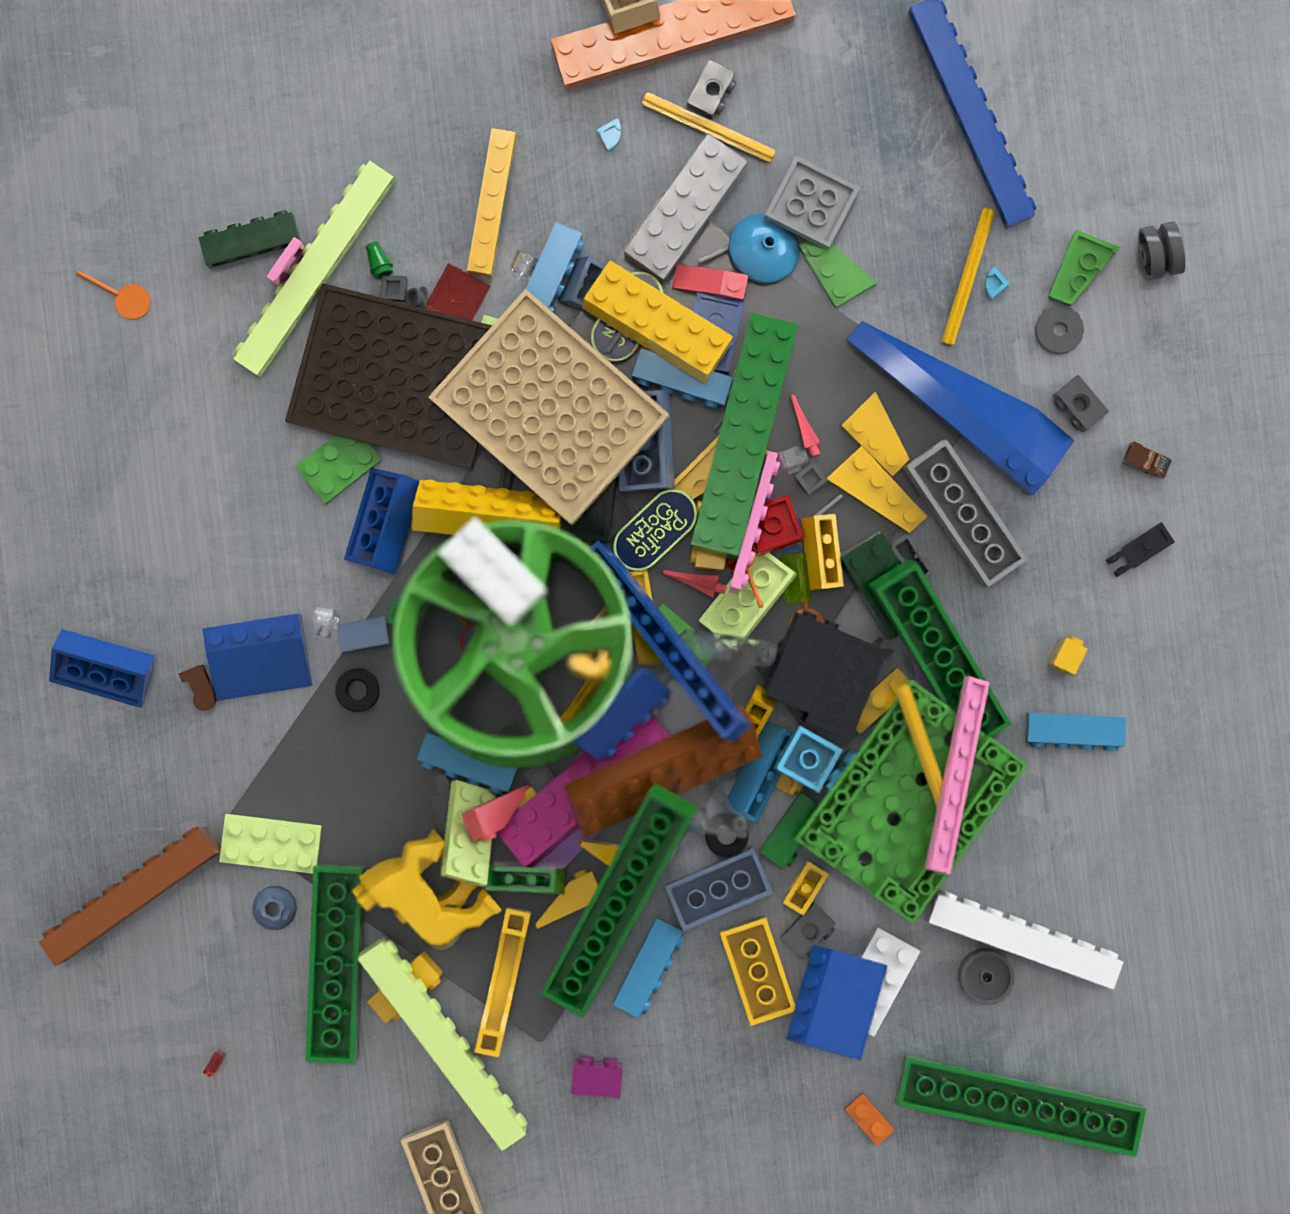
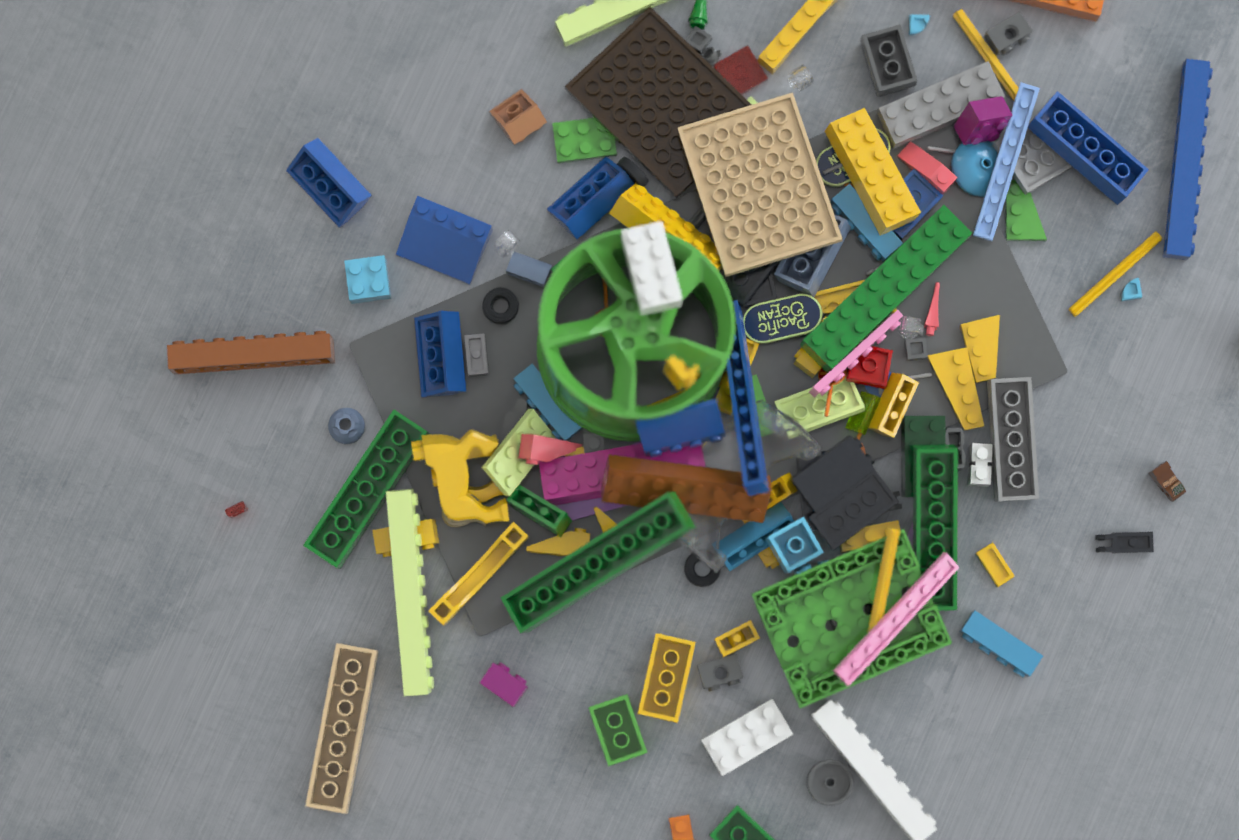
camera: 30 degrees right, 5 degrees down
(203, 691) = (390, 242): reddish brown leg -> none
(203, 745) = (367, 279): none -> medium azure brick
(256, 481) = (518, 116): none -> nougat slope
(270, 843) = (372, 377): yellowish green plate -> none
(326, 778) = (440, 354): none -> blue slope
(363, 756) = (476, 354): none -> flat silver plate
(410, 469) = (633, 171): none -> black tyre
(555, 264) = (824, 89): dark azure brick -> none
(580, 281) = (837, 109): sand blue brick -> none
(604, 192) = (888, 60): none -> dark grey brick
(648, 966) = (589, 627): dark azure brick -> none
(705, 583) = (795, 378): coral piece -> none
(718, 889) = (673, 602): sand blue brick -> none
(739, 199) = (983, 120): none -> magenta brick
(740, 1053) = (617, 730): none -> bright green brick
(781, 843) = (739, 597): green brick -> none
(788, 228) = (1006, 162): none -> light blue tile
(836, 1002) = (710, 733): blue slope -> none
(863, 163) = (1087, 148): none -> blue brick
(943, 549) = (980, 472): none -> white piece
(995, 424) = (1073, 392): blue wedge -> none
(1021, 651) = (995, 564): none -> yellow tile
(1068, 655) = (1027, 585): yellow brick -> none
(1072, 323) = (1163, 339): dark grey tile -> none
(1080, 265) = (1201, 314): bright green wing -> none
(1093, 408) = (1146, 400): dark grey brick -> none

